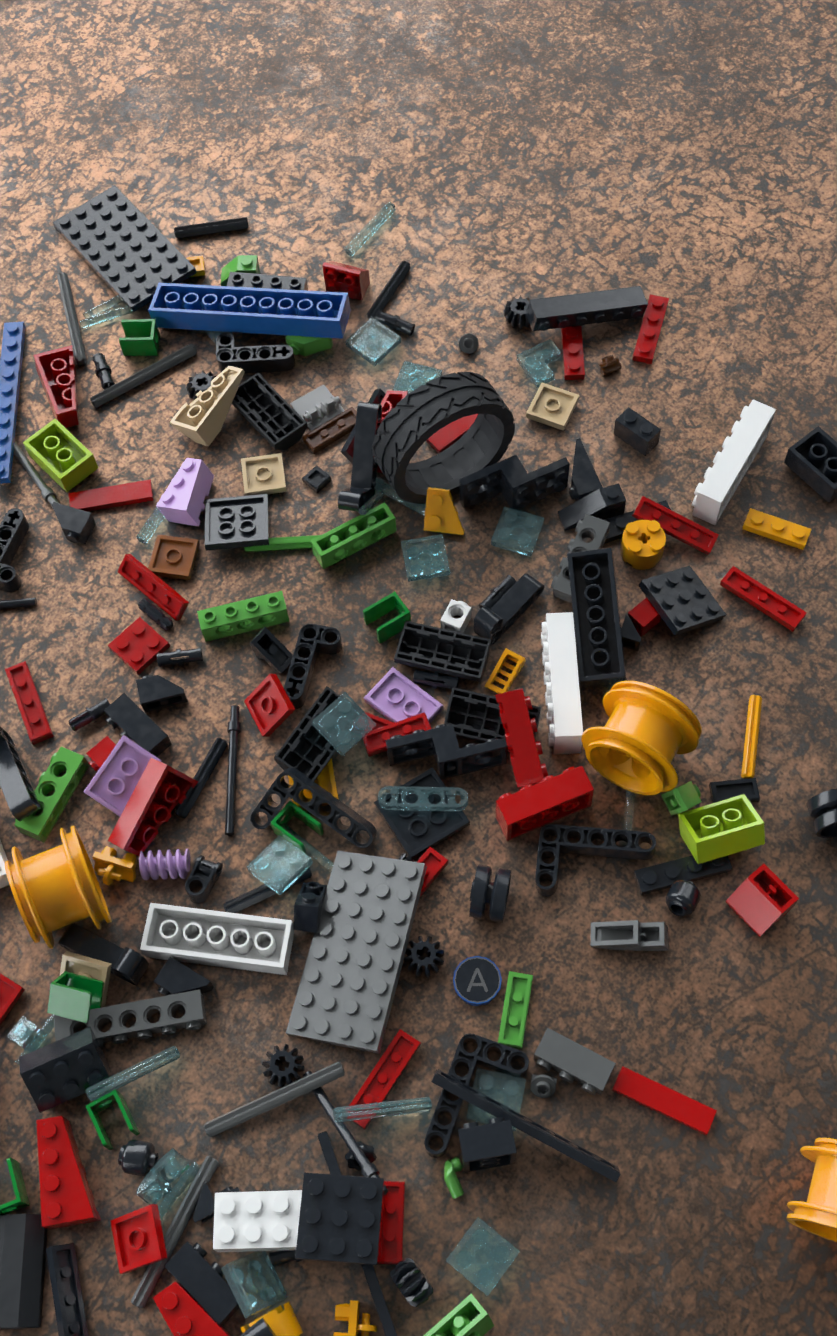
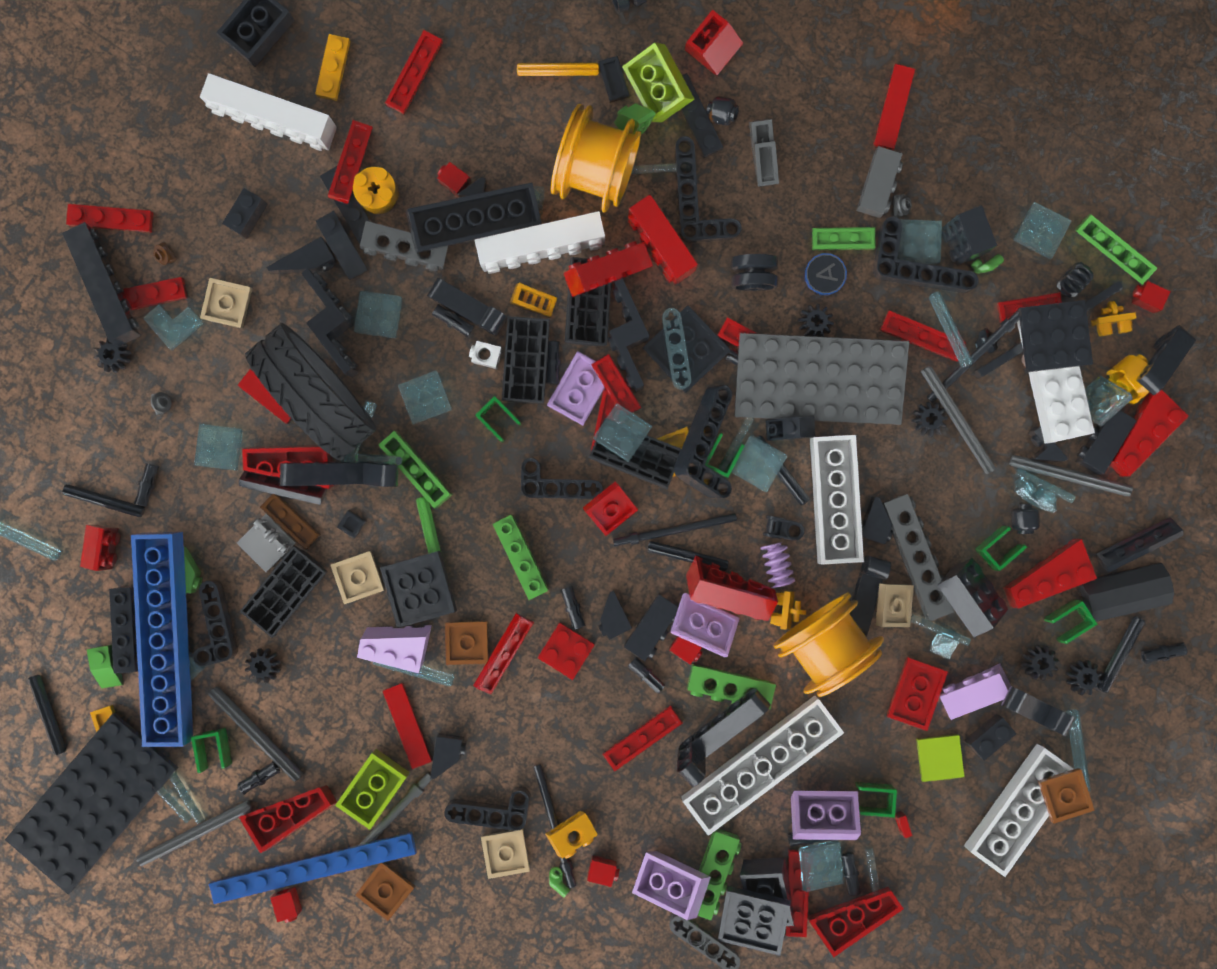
camera: 105 degrees left, 25 degrees up
(74, 996) = (913, 606): piece -> none
(132, 1073) = (963, 541): clear light blue axle -> none
(138, 1239) = (1086, 501): red plate -> none
(155, 614) = (530, 643): black axle -> none
(207, 413) = (294, 651): tan wedge -> none
(271, 650) = (554, 519): black slope -> none
(373, 341) = (174, 502): clear light blue plate -> none
(441, 513) = (375, 389): light orange wing -> none
(526, 1125) = (942, 211): black tile -> none
(682, 600) = (432, 145): black plate -> none

